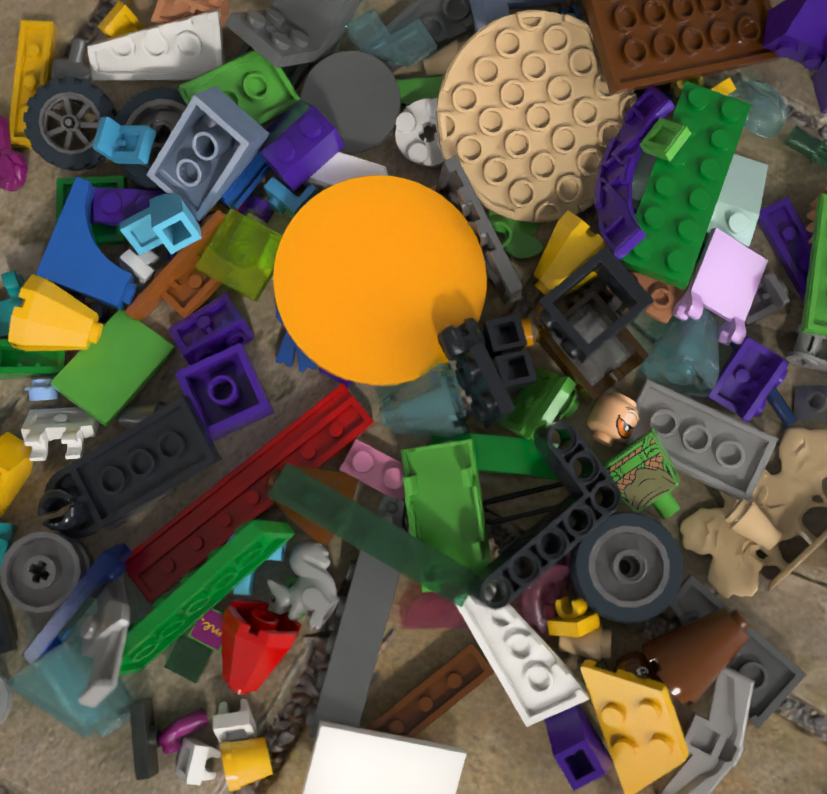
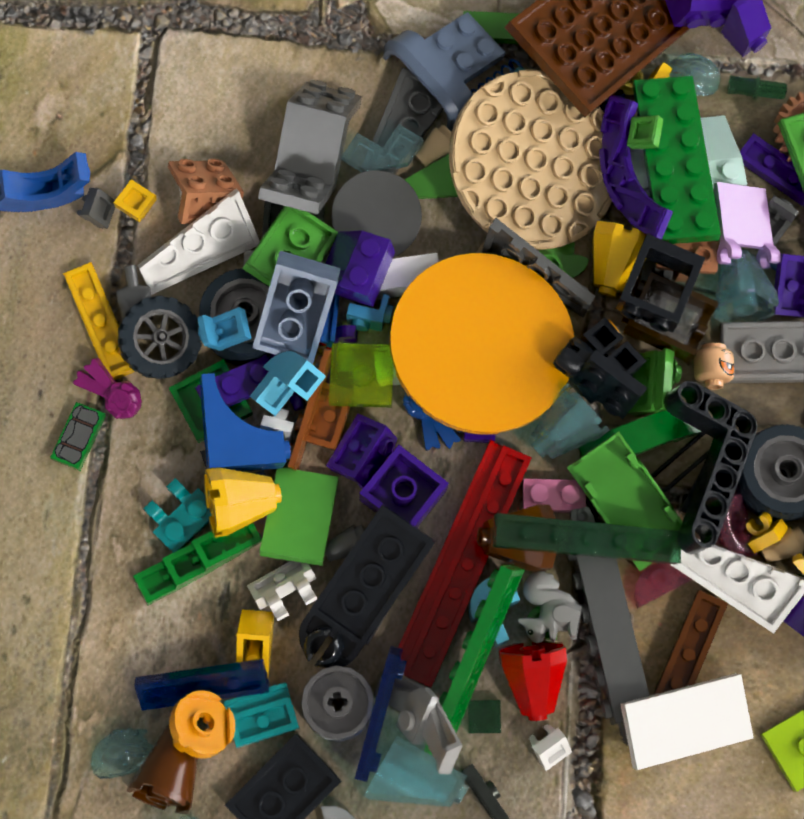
camera: 35 degrees left, 5 degrees down
(41, 390) = (250, 563): light blue plate -> none
(119, 22) = (151, 237): yellow tile -> none
(179, 727) = (508, 773): magenta arm -> none
(192, 761) = (533, 792): white tile -> none
(209, 630) = (491, 685): magenta tile -> none
(245, 761) = (574, 771): yellow piece -> none
(408, 133) = (434, 211): white plate -> none
(645, 474) = (762, 395): torso -> none

